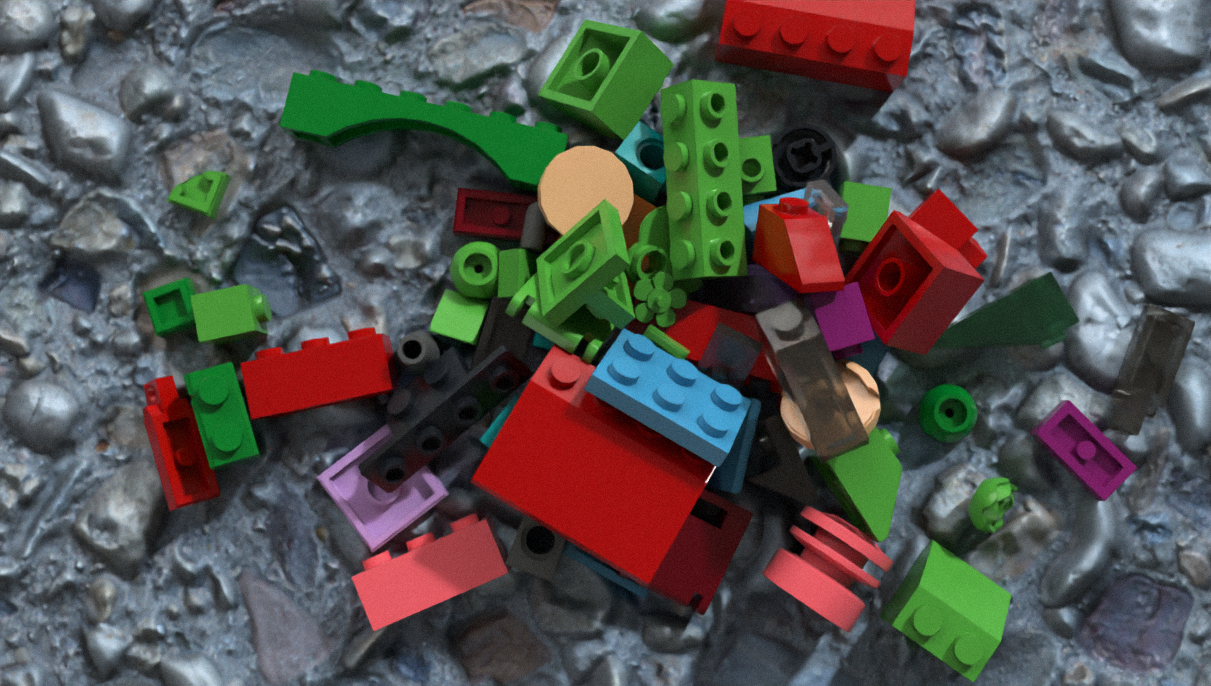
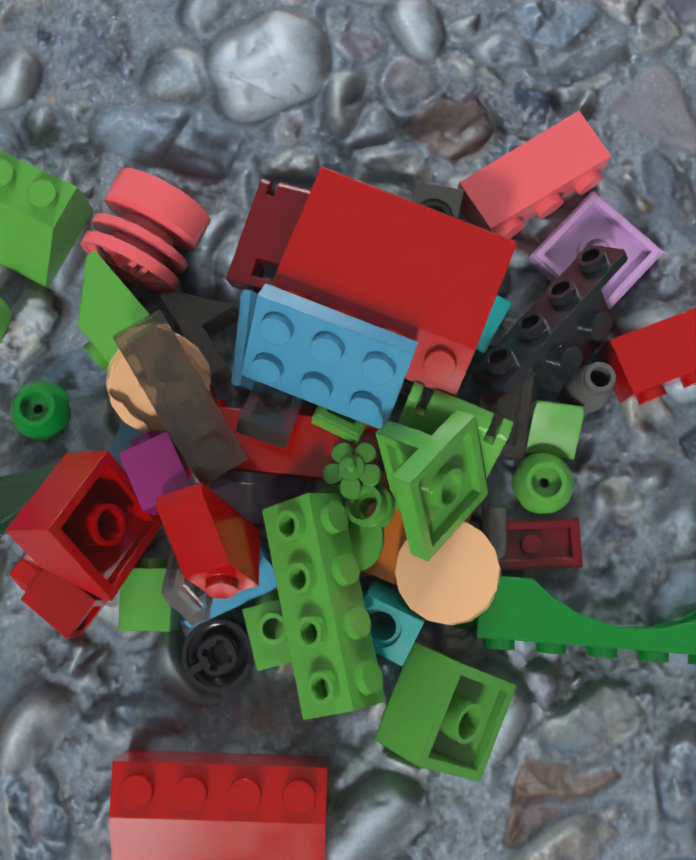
camera: 175 degrees right, 5 degrees down
(515, 269) = (505, 482): bright green slope -> none

